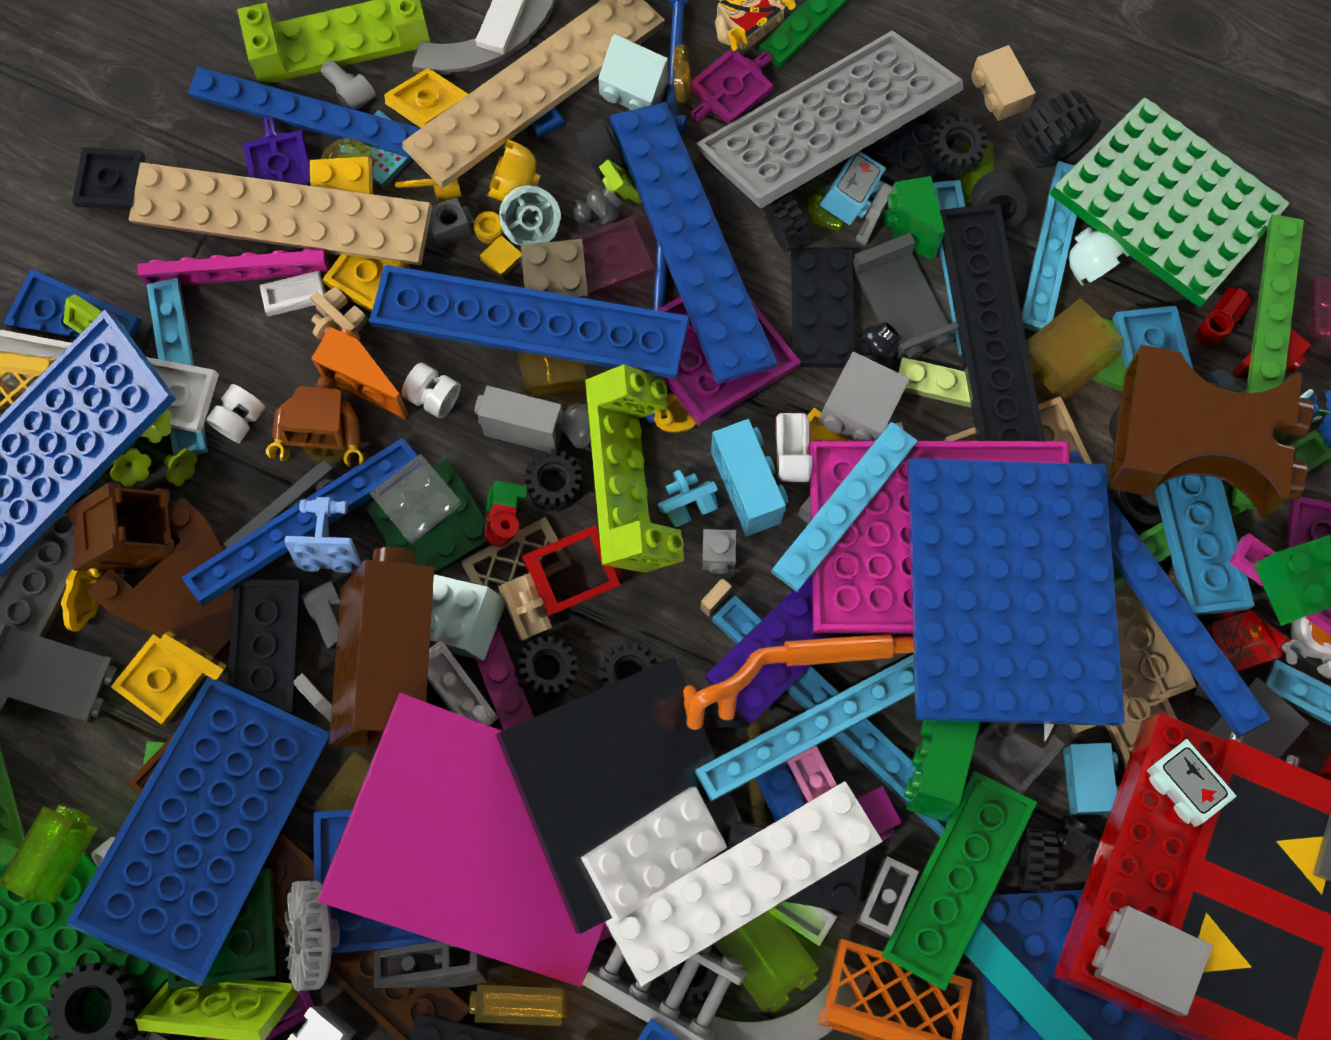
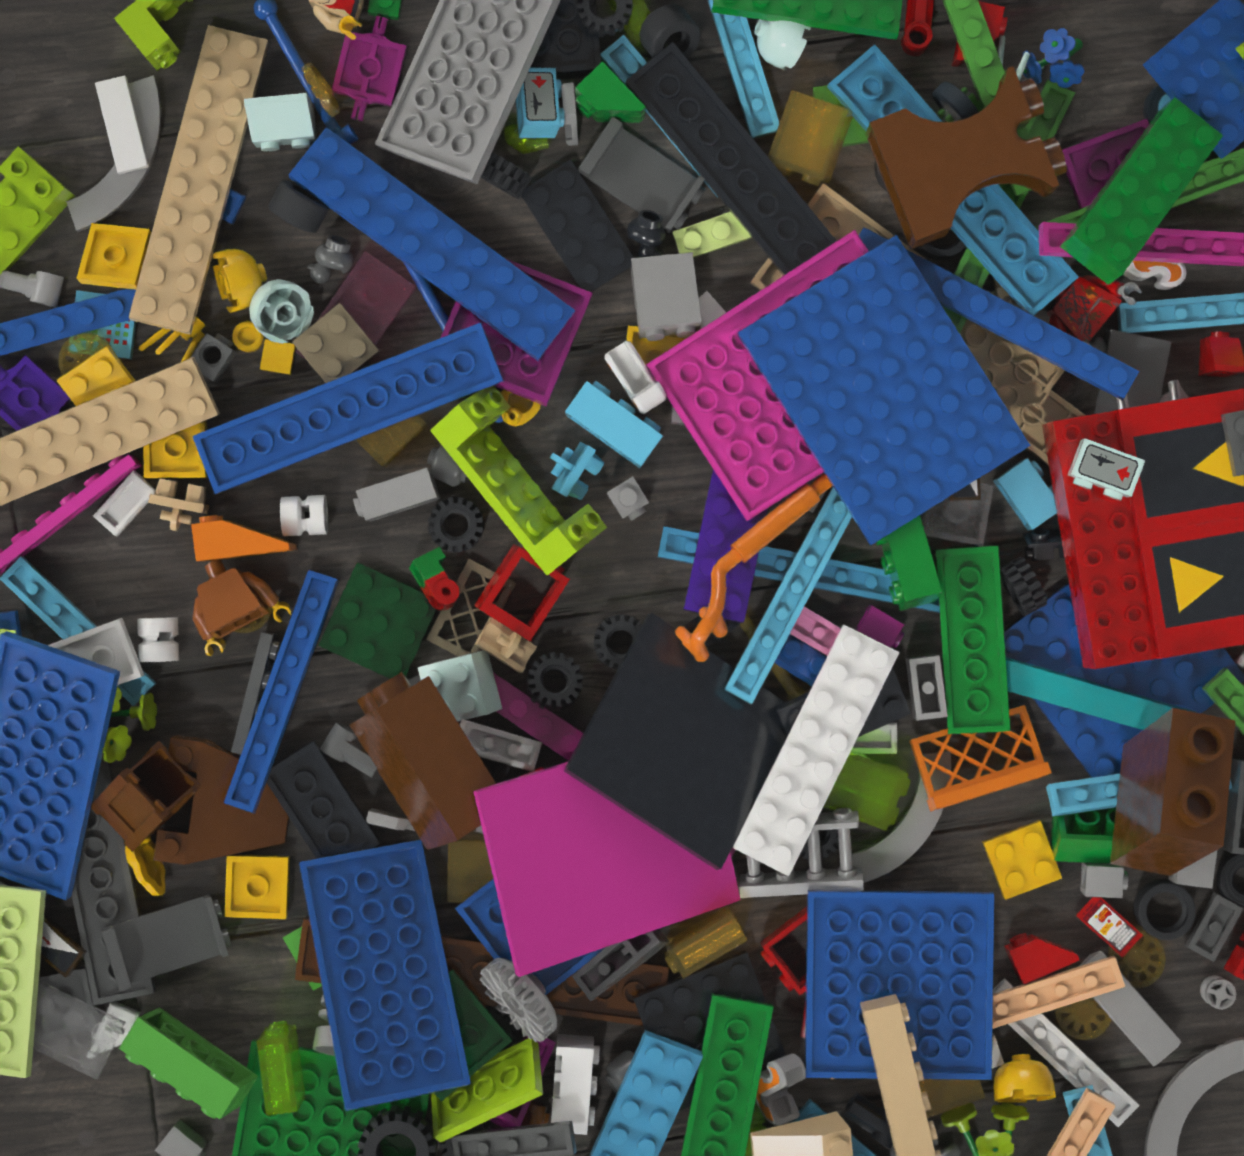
camera: 30 degrees left, 15 degrees up
(192, 654) = (275, 854): yellow tile -> none
(323, 551) = (307, 714): light blue plate -> none
(415, 498) = (358, 616): clear plate -> none
(619, 181) = (336, 230): lime plate -> none
(654, 853) = (734, 772): white plate -> none
(715, 597) = (649, 537): tan tile -> none
(844, 507) = (709, 403): medium azure plate -> none
(1152, 960) = (1148, 622): light grey brick -> none

